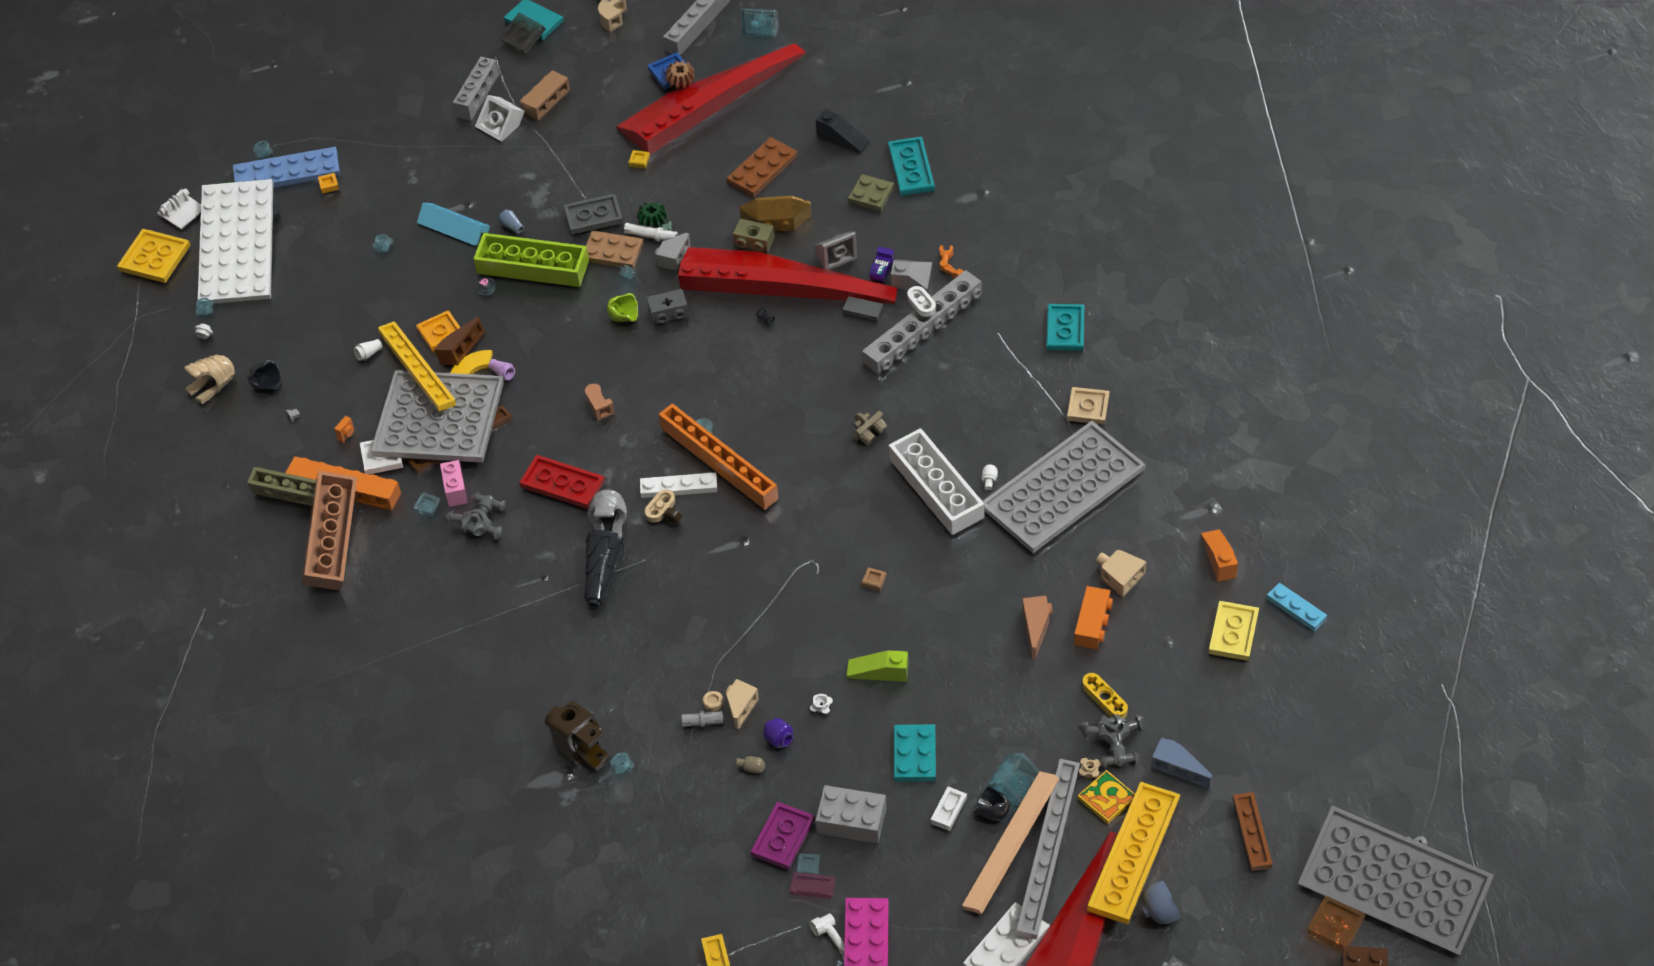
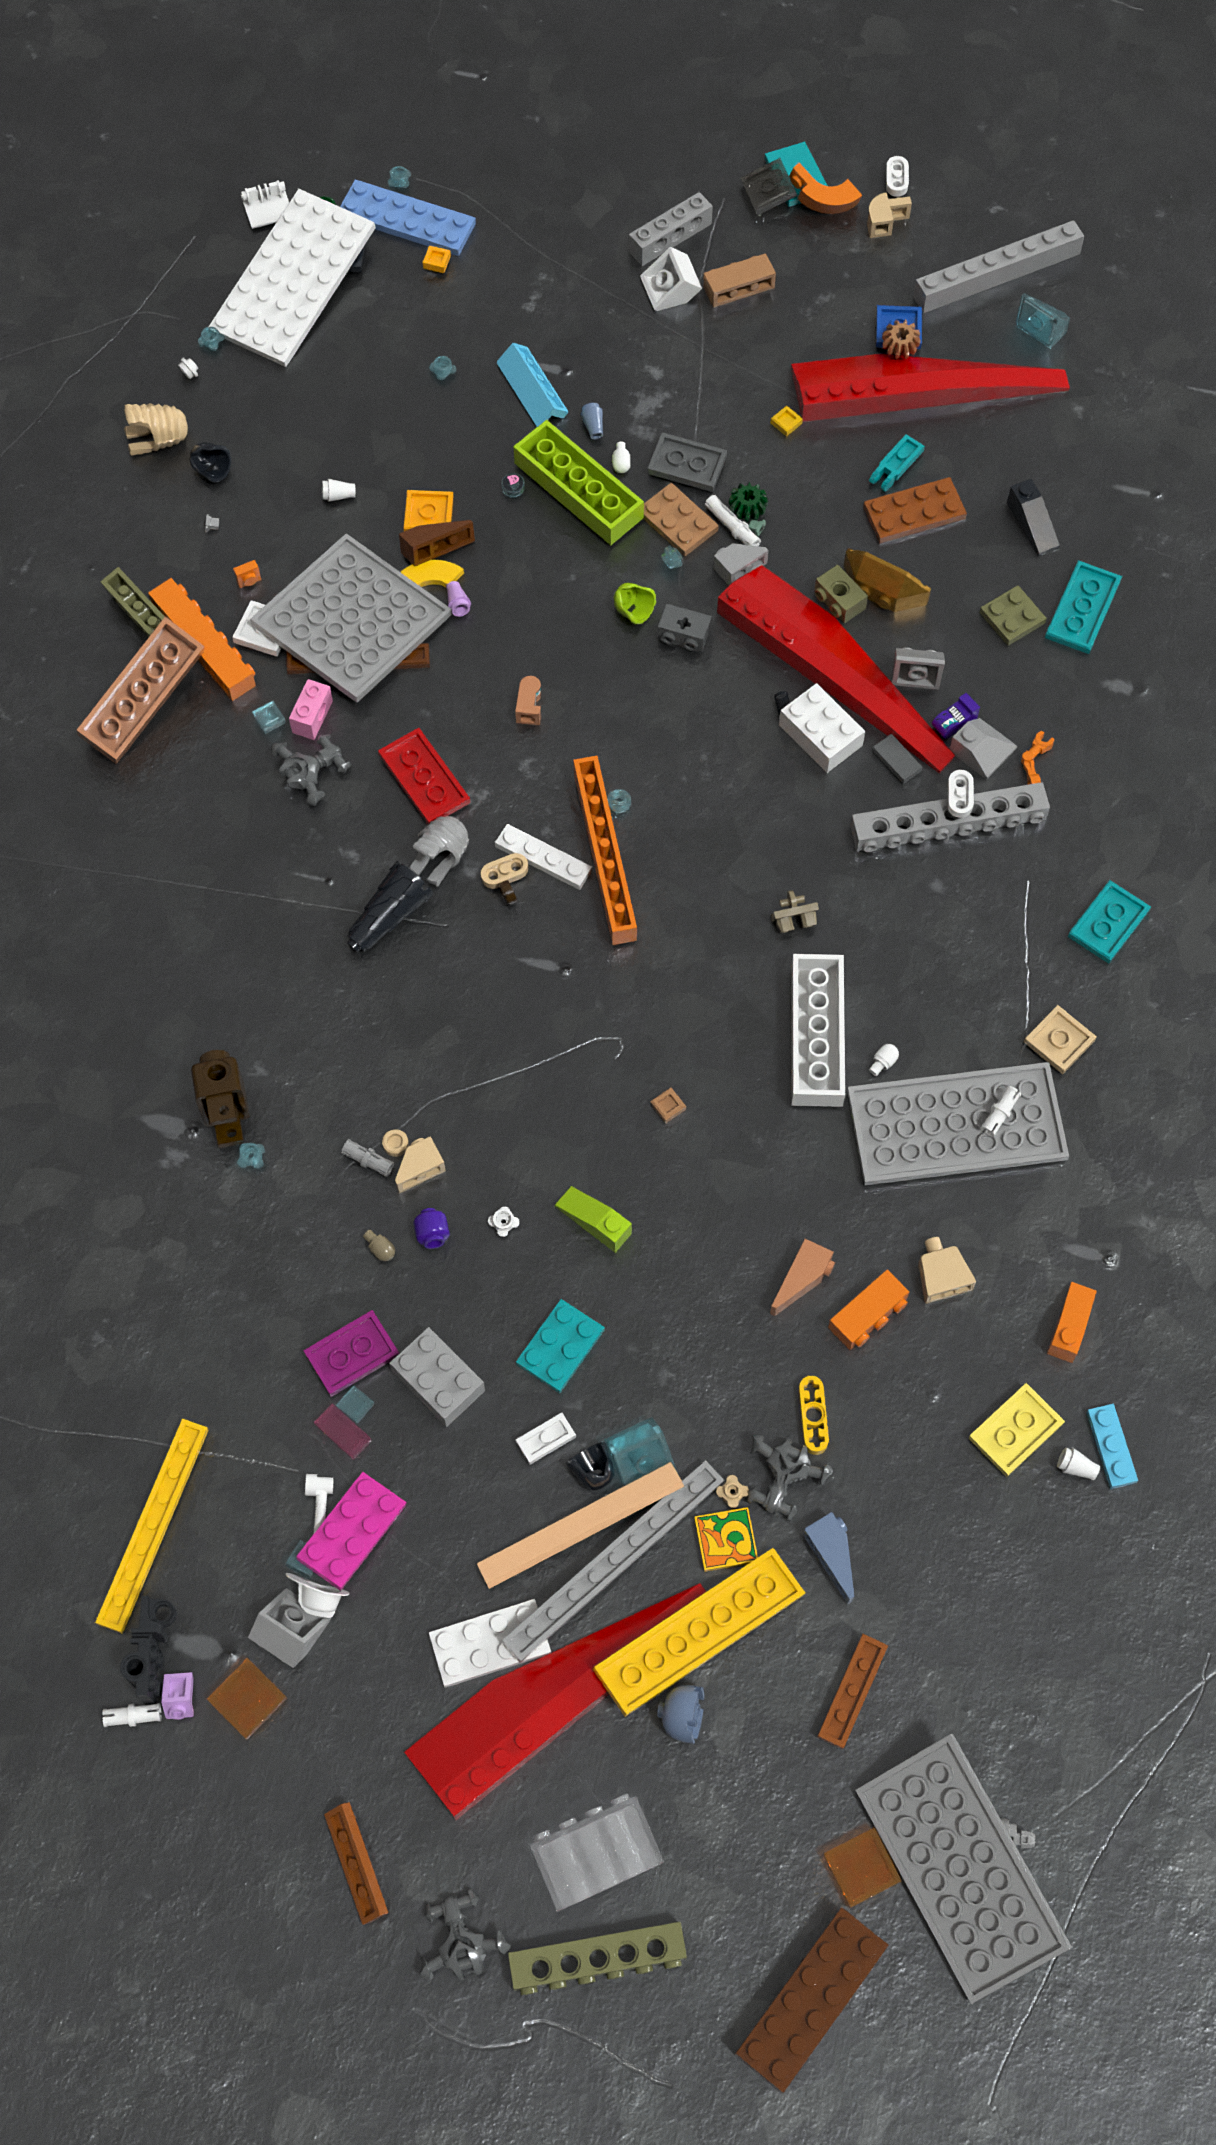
camera: 30 degrees right, 15 degrees up
(153, 255) = (201, 245): yellow plate -> none
(417, 366) = (367, 544): yellow plate -> none
(546, 233) = (621, 458): none -> white cylinder
(562, 22) = (821, 197): none -> orange arch
(730, 145) = (897, 461): none -> teal hinge
(802, 315) = (821, 728): none -> white brick
(1085, 461) = (1000, 1111): none -> white pin
(1283, 627) = (1077, 1464): none -> white cone

